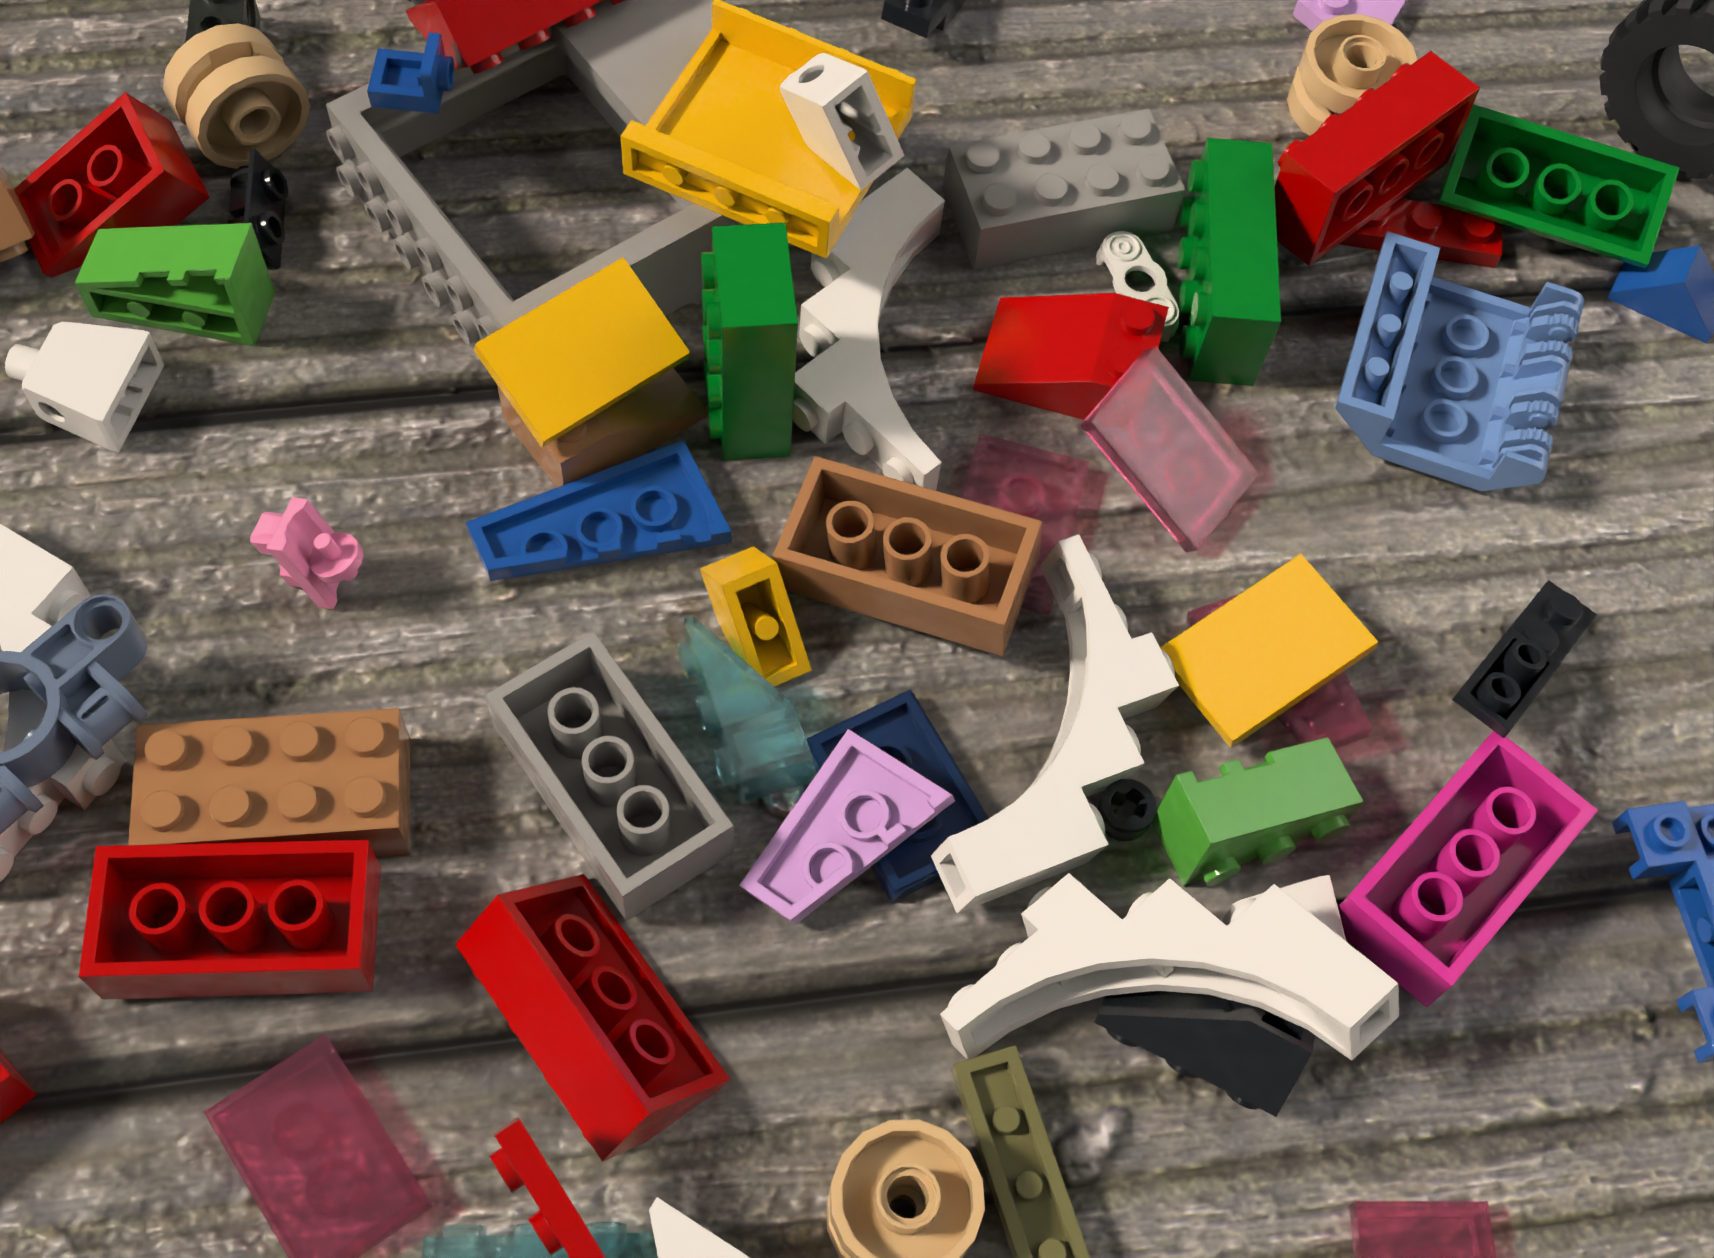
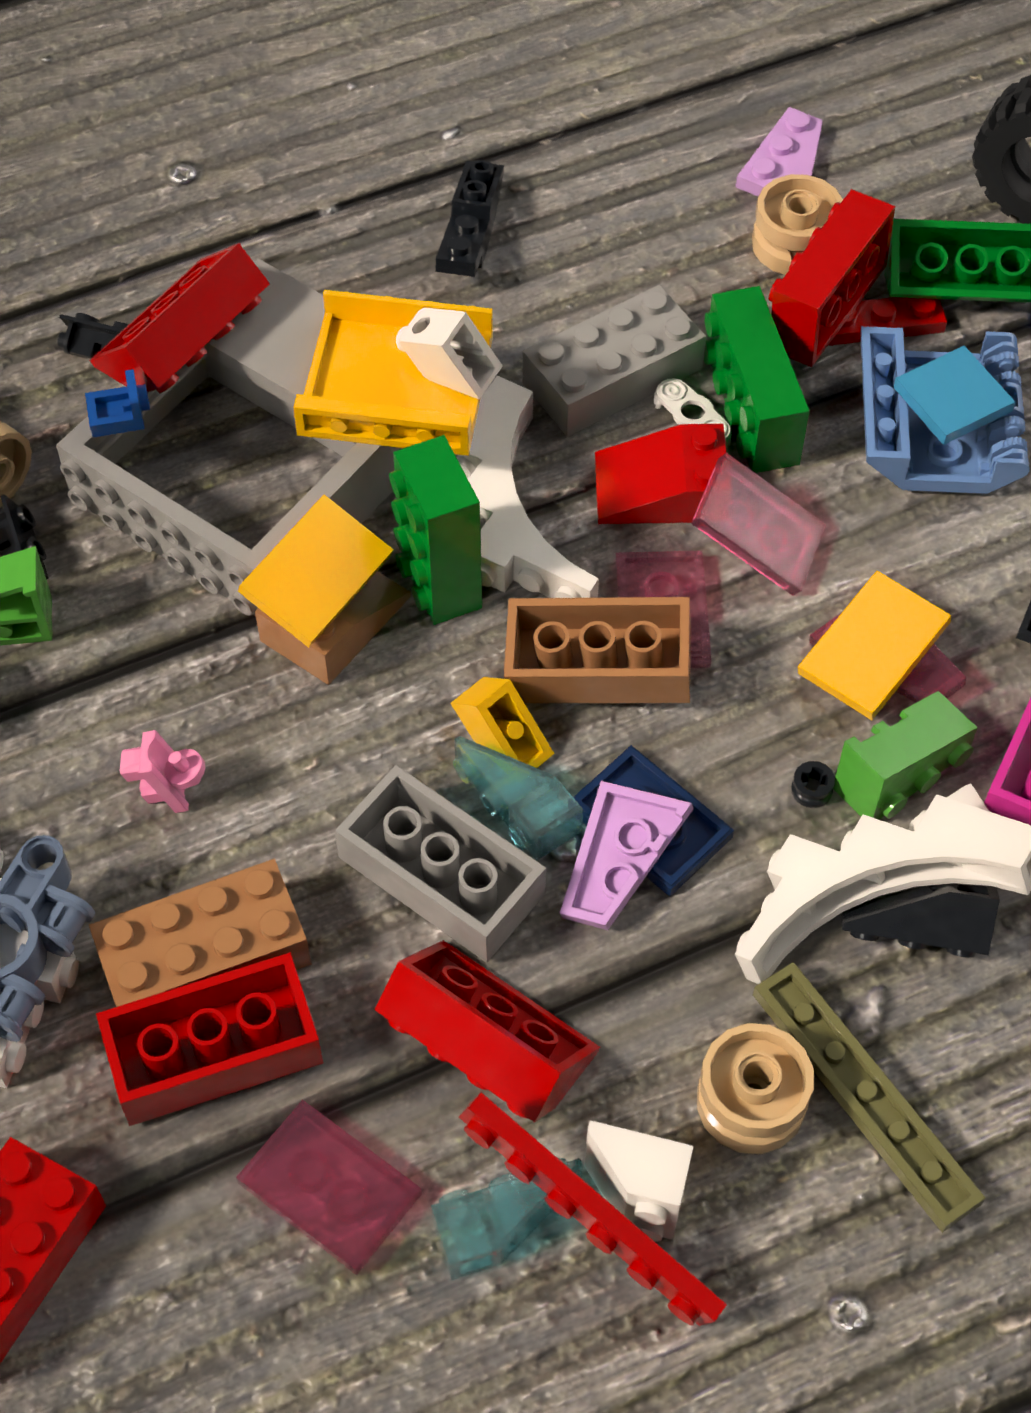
camera: 10 degrees left, 5 degrees down
(610, 516) = (369, 685): blue wing -> none
(1109, 681) = (771, 700): white arch -> none
(1477, 352) = (954, 394): none -> dark azure tile

